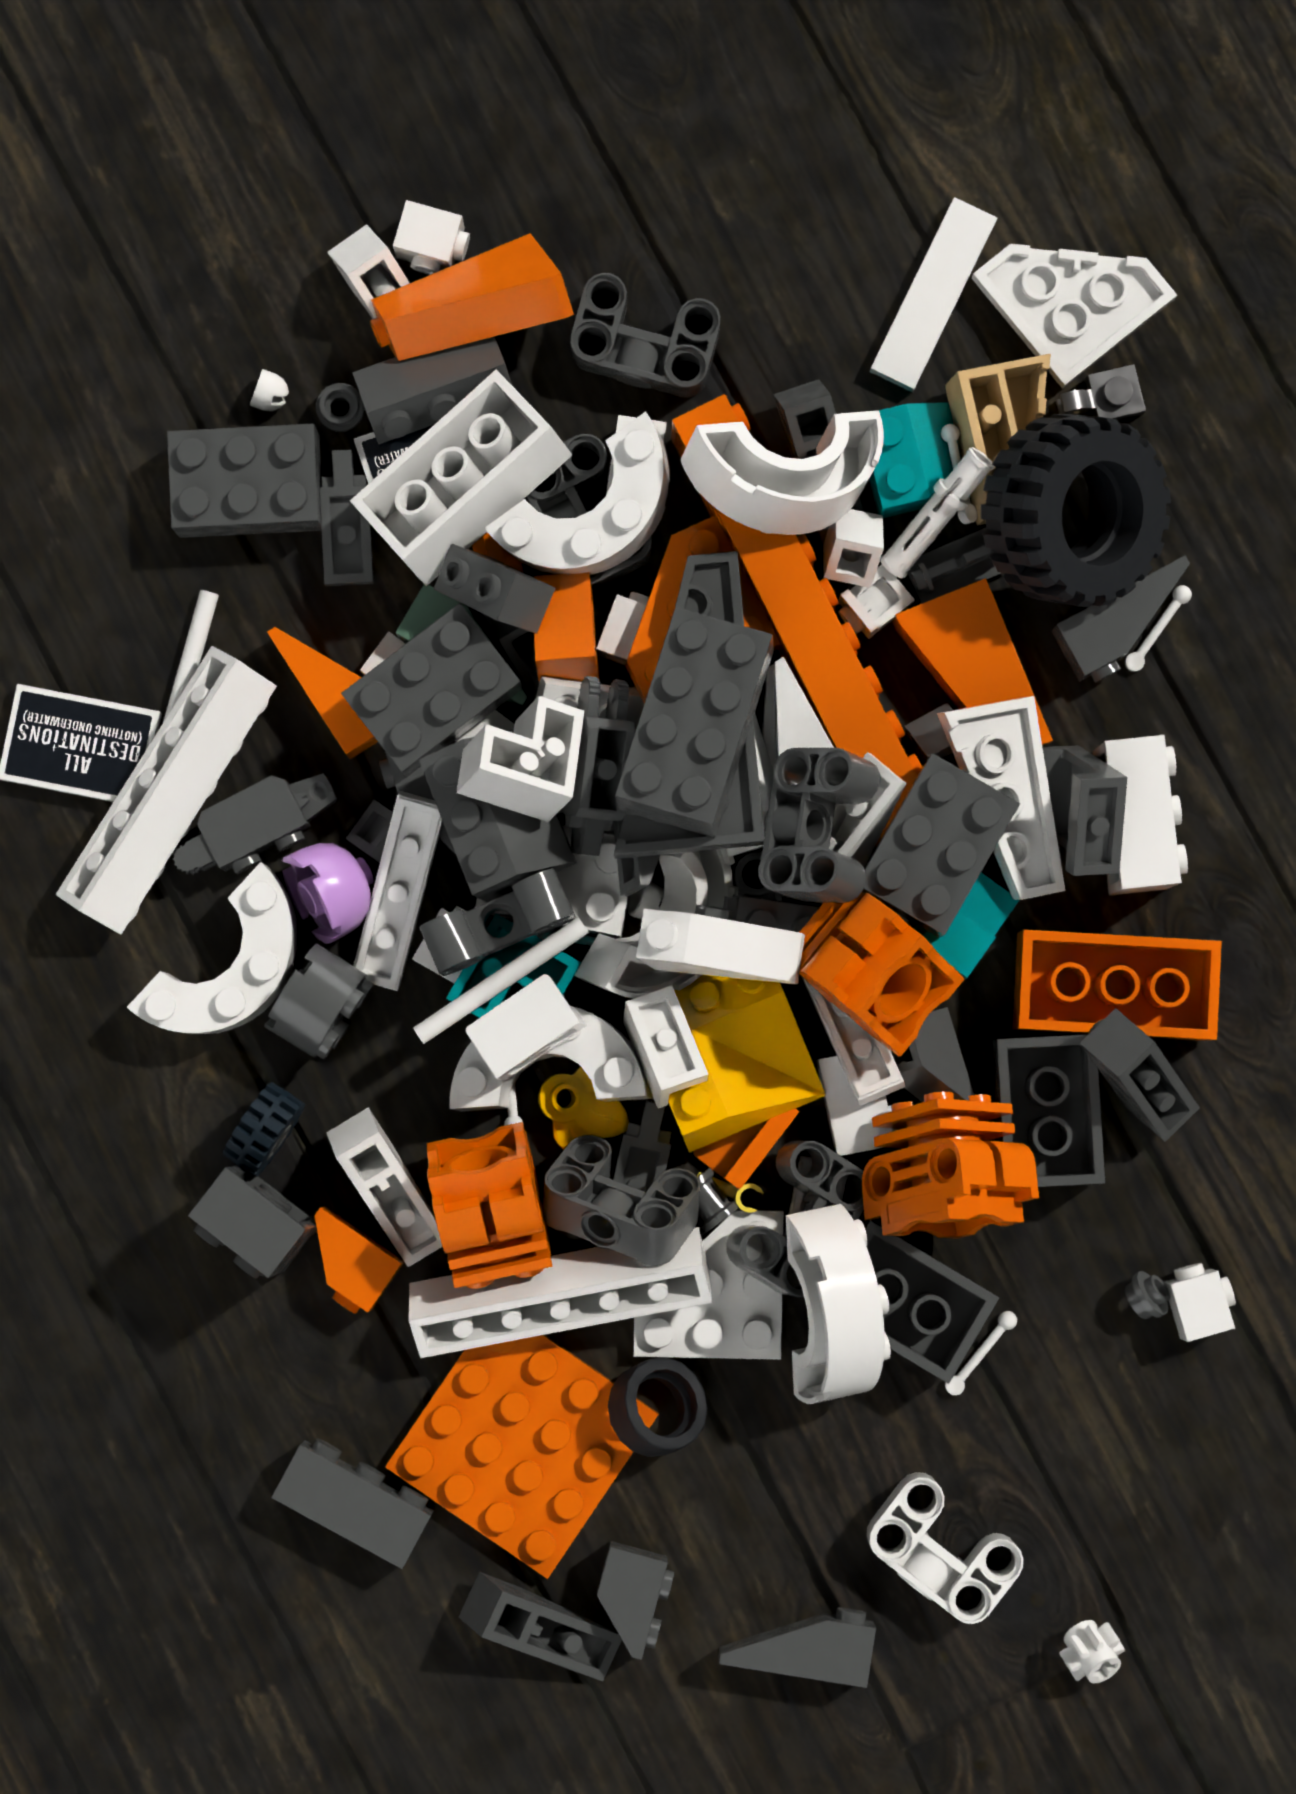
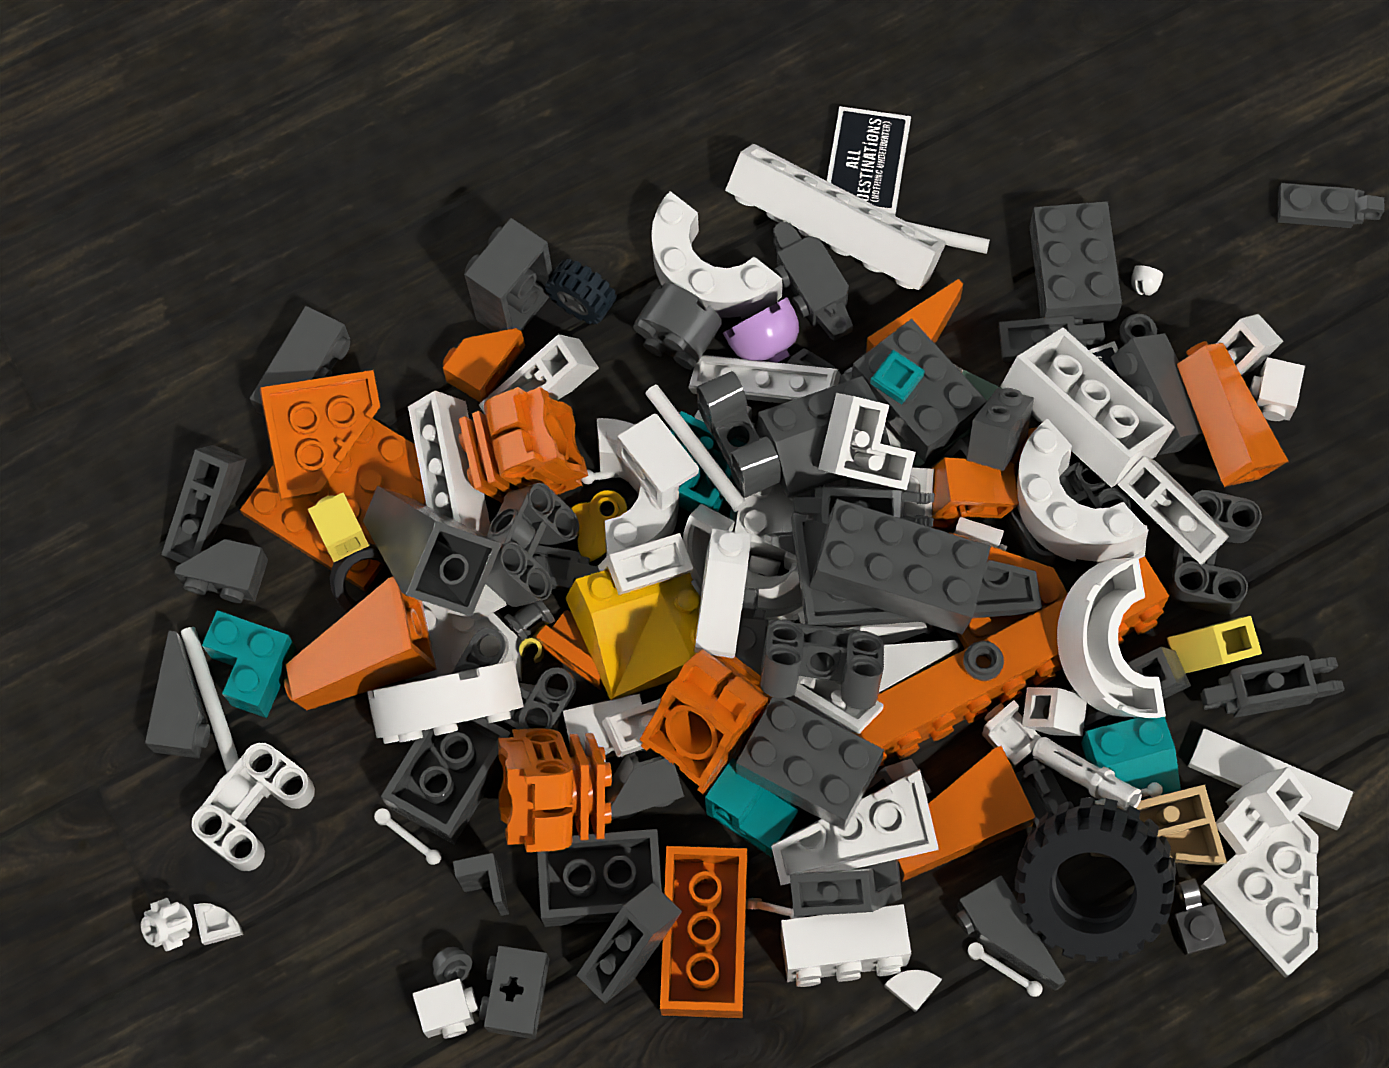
camera: 90 degrees right, 15 degrees down
(169, 152) = (1326, 205): none -> dark grey hinge
(429, 714) = (897, 377): none -> teal tile
(449, 1479) = (315, 427): none -> orange plate
(602, 378) = (1173, 509): none -> white slope
(602, 1442) = (338, 526): none -> light yellow slope
(640, 1323) = (430, 552): none -> dark grey slope
(751, 1402) = (364, 650): none -> orange slope
(755, 1545) = (257, 659): none -> teal brick
(769, 343) = (1216, 644): none -> light yellow slope
(799, 1608) = (210, 697): none -> white bar
(812, 612) = (988, 650): none -> dark grey plate
(825, 281) = (1271, 686): none -> dark grey hinge
(973, 310) = (1259, 805): none -> white brick
(1041, 1254) = (482, 873): none -> dark grey panel
(1074, 923) = (756, 903): none -> hinge
(1085, 1590) = (215, 923): none -> white tile
(1181, 734) = (913, 987): none -> white tile
(1211, 1215) = (523, 1014): none -> dark grey brick

